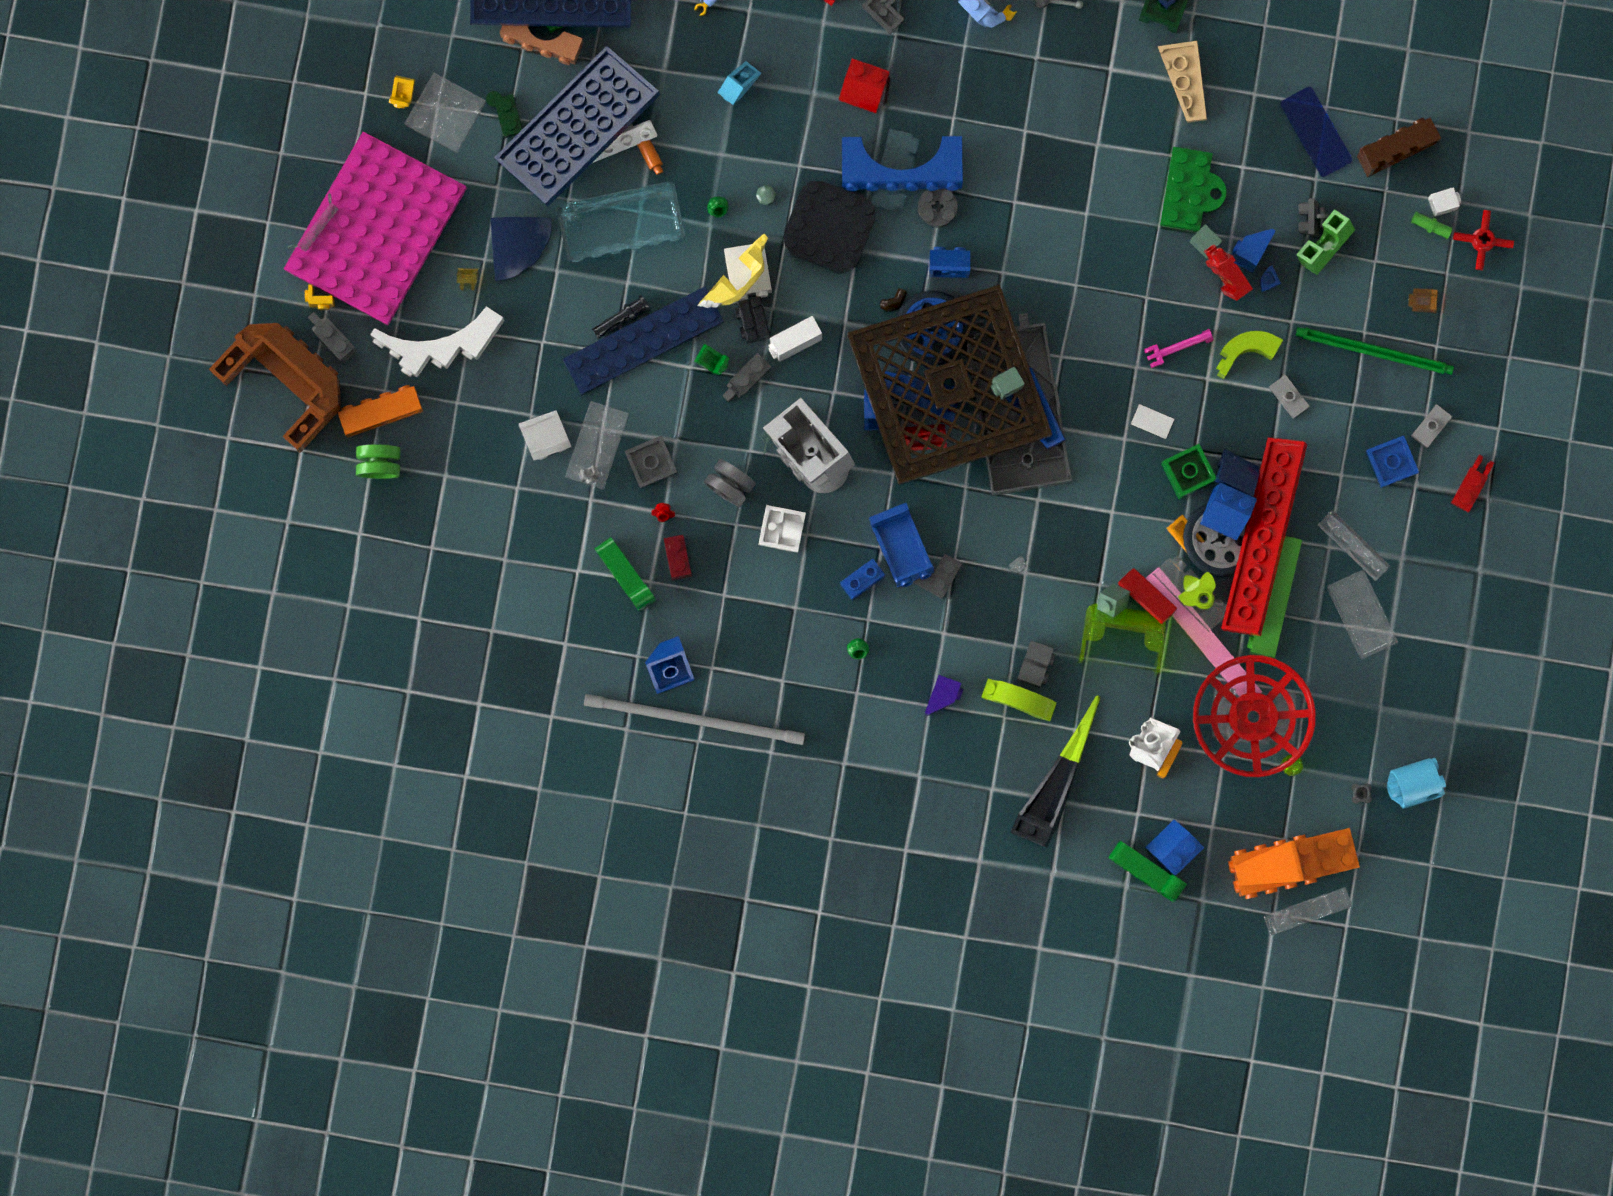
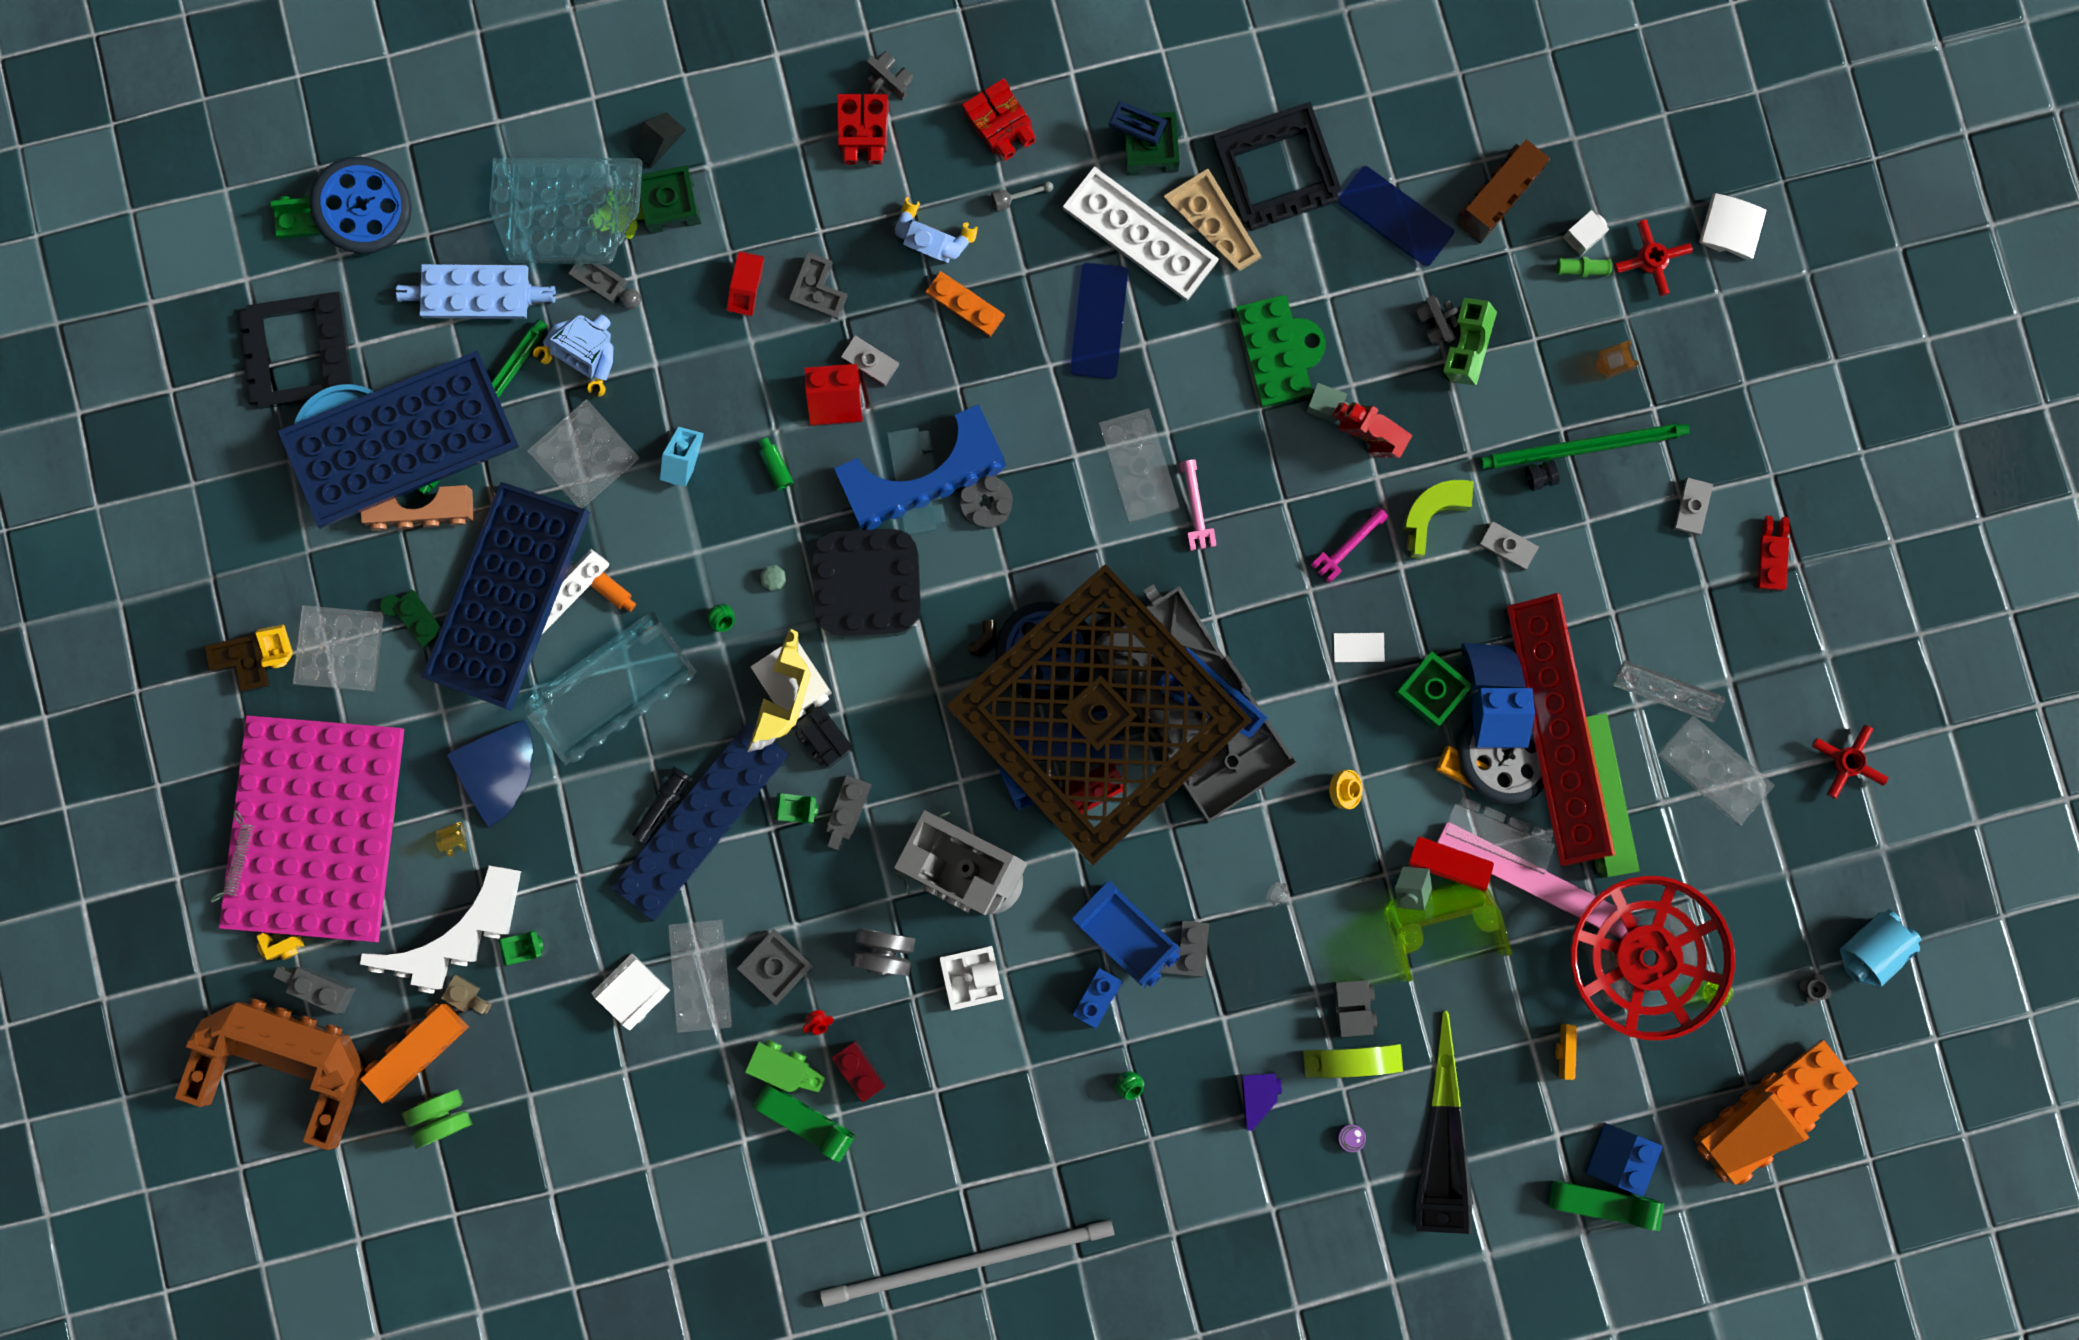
camera: 25 degrees left, 0 degrees up
(378, 88) = (244, 655): none -> dark brown plate
(429, 388) = (464, 995): none -> dark tan plate
(483, 372) = (520, 948): none -> green bracket
(589, 475) = (706, 1019): light grey plate -> none
(625, 533) = (783, 1069): none -> bright green hinge
(669, 666) = (907, 1211): blue slope -> none
(671, 51) = (583, 454): none -> clear plate
(795, 339) = (885, 739): white brick -> none
(801, 115) = (775, 465): none -> green cylinder
(900, 73) = (870, 360): none -> light grey plate
(949, 263) = (1031, 563): blue slope -> none
(984, 62) = (965, 304): none -> orange plate
(994, 752) = (1351, 1138): none -> medium lavender tile
(1007, 383) = (1170, 682): sand green brick -> none
(1055, 228) = (1139, 466): none -> clear plate
(1073, 114) = (1099, 320): none -> clear blue piece
(1077, 293) = (1200, 533): none -> bright pink hinge
(1097, 513) = (1345, 789): none -> yellow plate
(1129, 66) = (1140, 234): none -> white plate
(1153, 743) = (1540, 1041): white slope -> none
(1196, 589) = (1506, 829): lime plate -> none
(1250, 250) = (1388, 388): blue slope -> none
(1254, 33) = (1265, 132): none -> black hinge
(1269, 279) = (1420, 415): blue tile -> none
(1307, 911) = (1843, 1144): clear arch -> none
(1333, 357) = (1542, 474): none -> black wheel
(1392, 461) = (1667, 570): blue plate -> none
(1450, 654) = (1859, 761): none -> red bar
(1550, 242) = (1732, 226): none -> white slope

